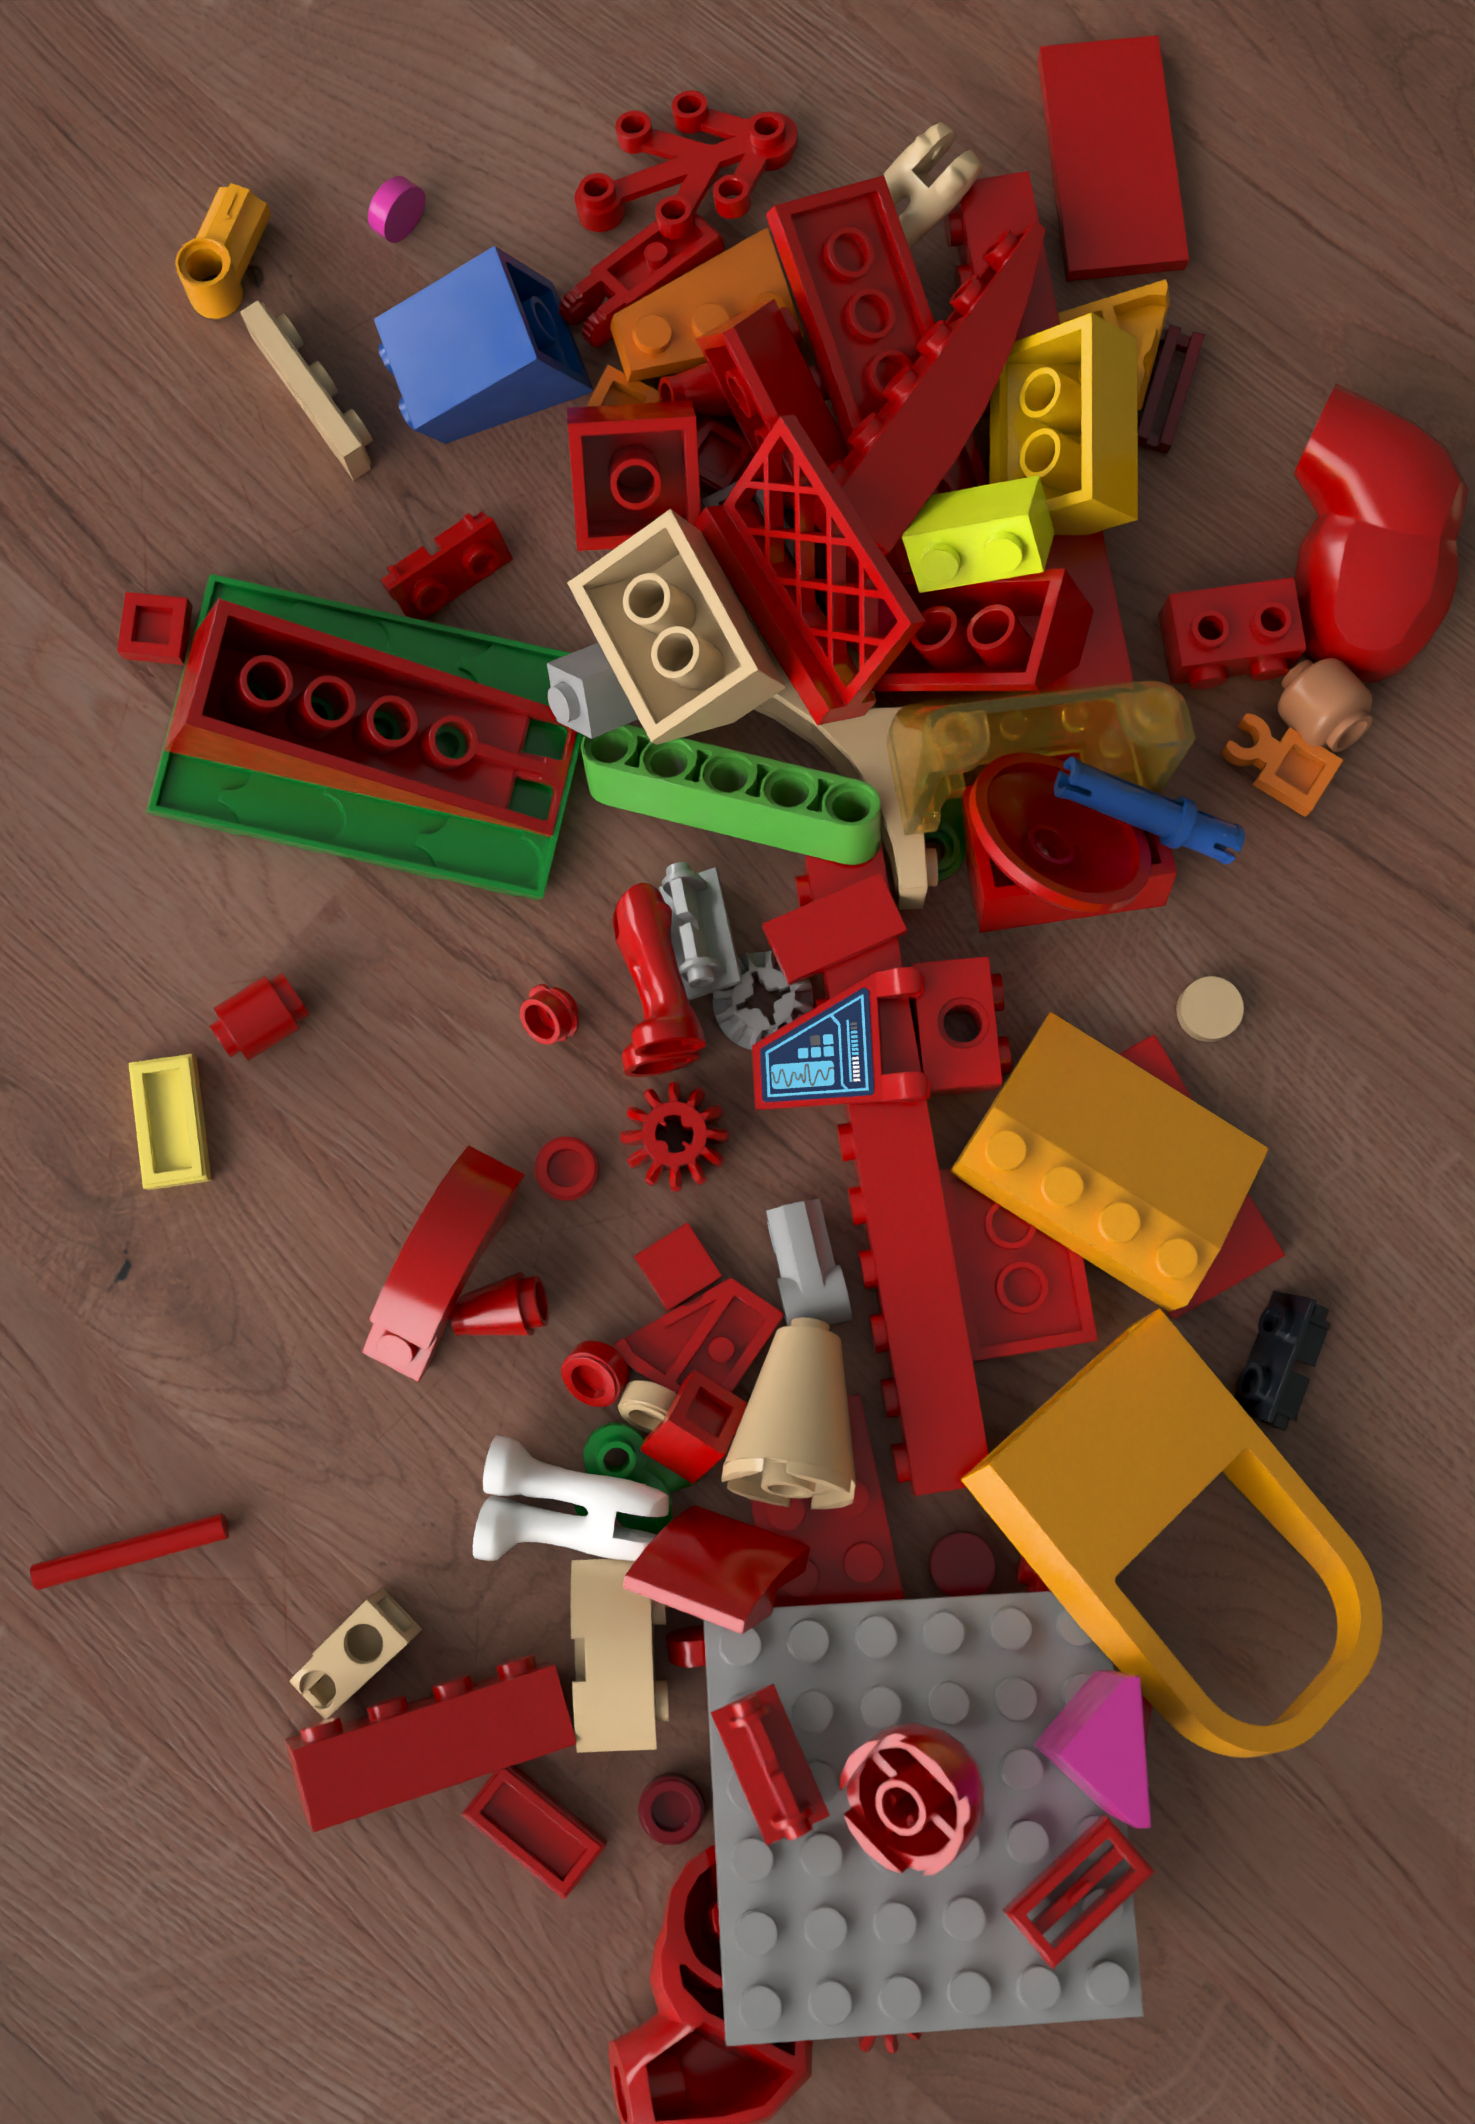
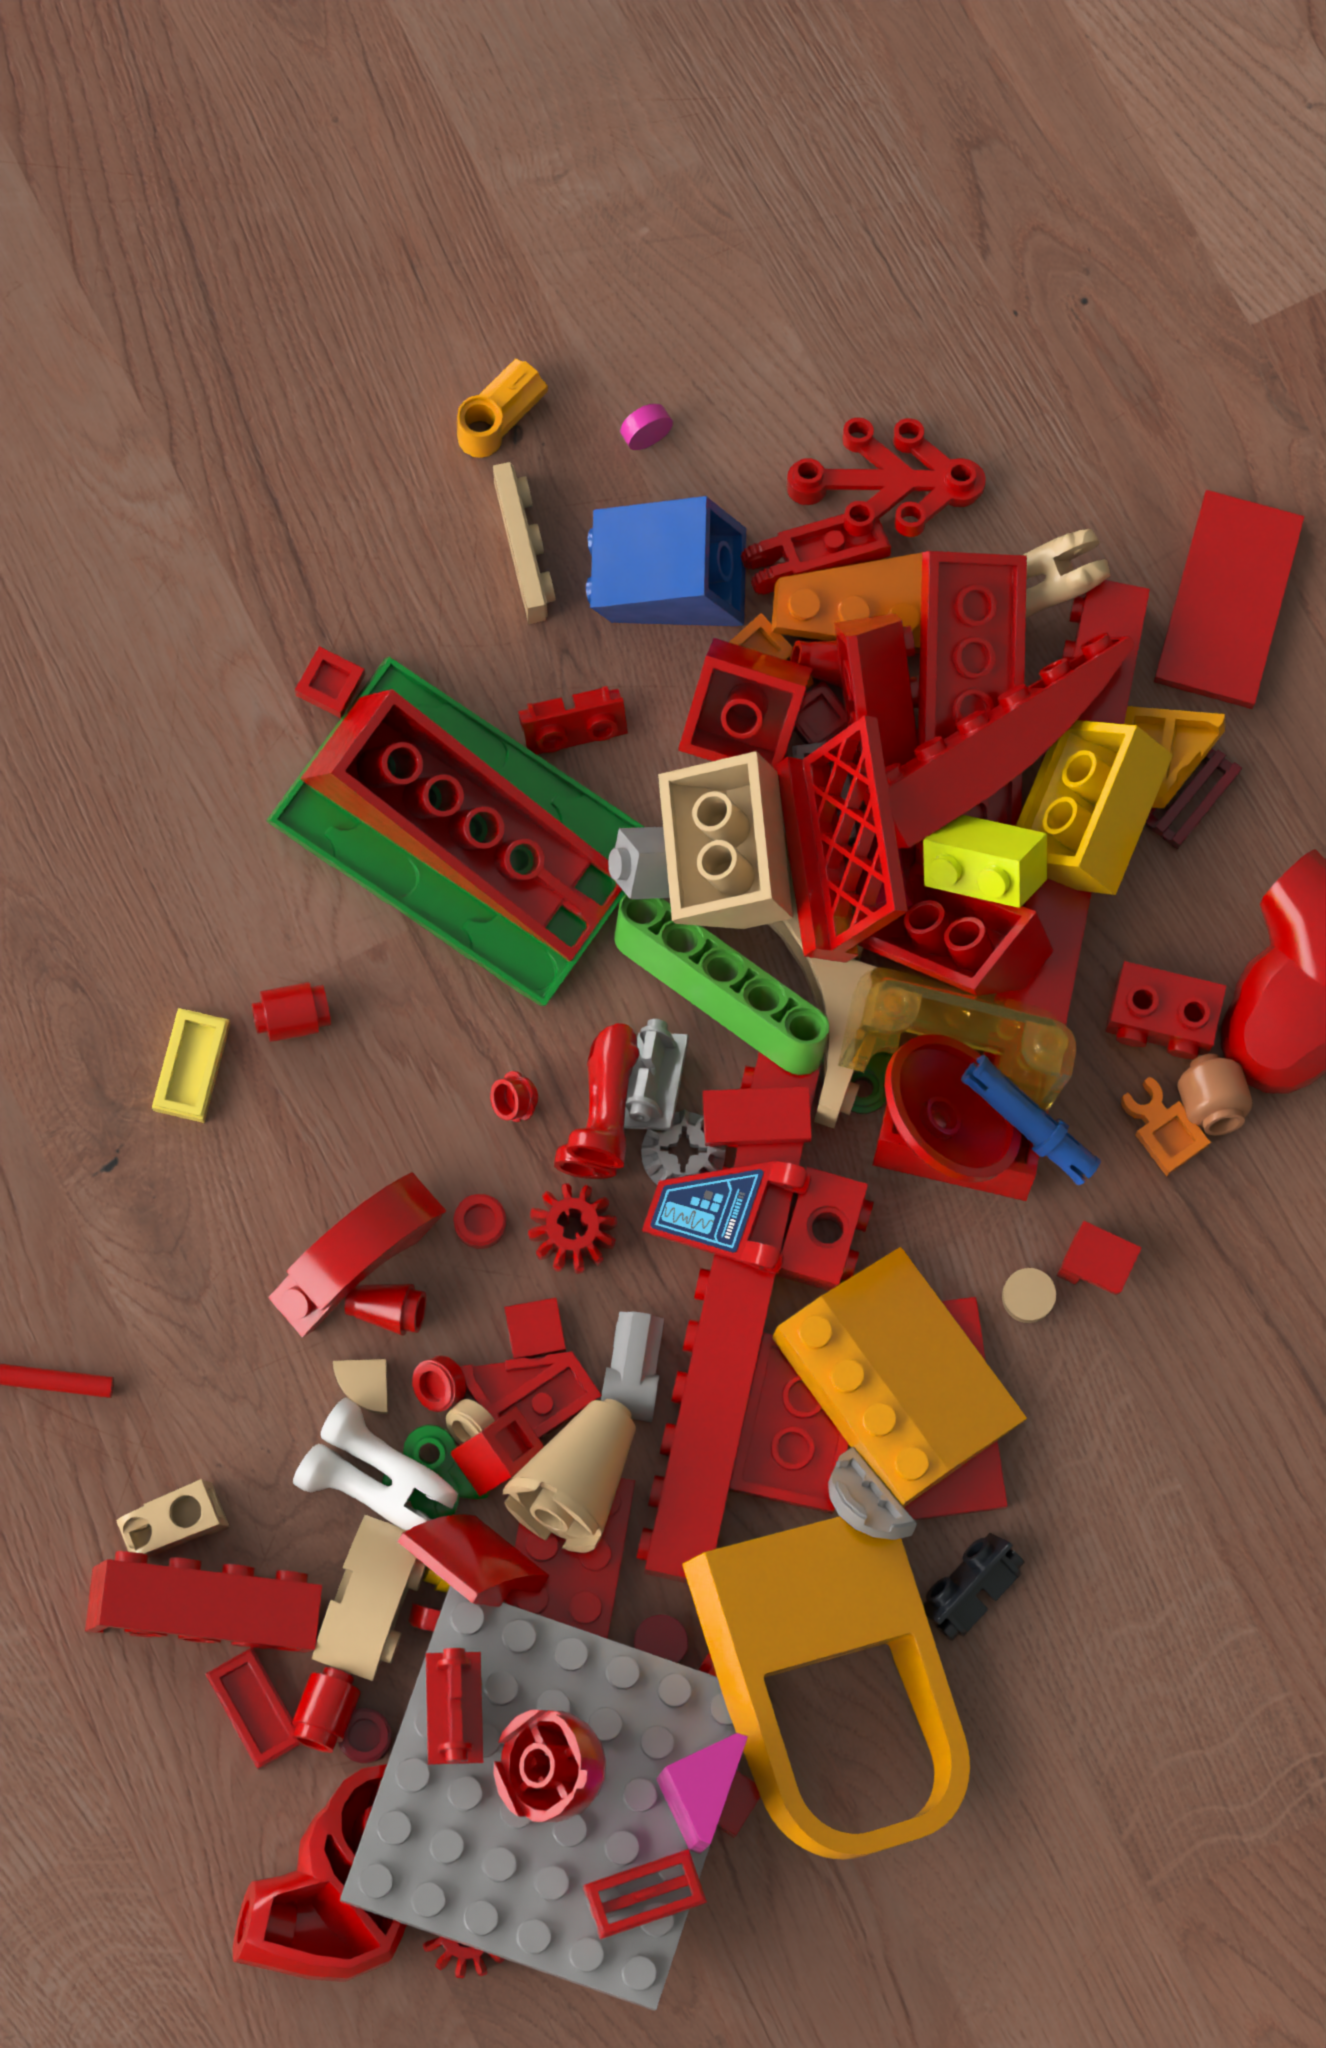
camera: 20 degrees right, 5 degrees down
(510, 1405) = (364, 1383): none -> tan tile
(616, 1804) = (325, 1709): none -> red brick
(1135, 1318) = (866, 1501): none -> light grey tile
(1273, 938) = (1099, 1259): none -> red panel

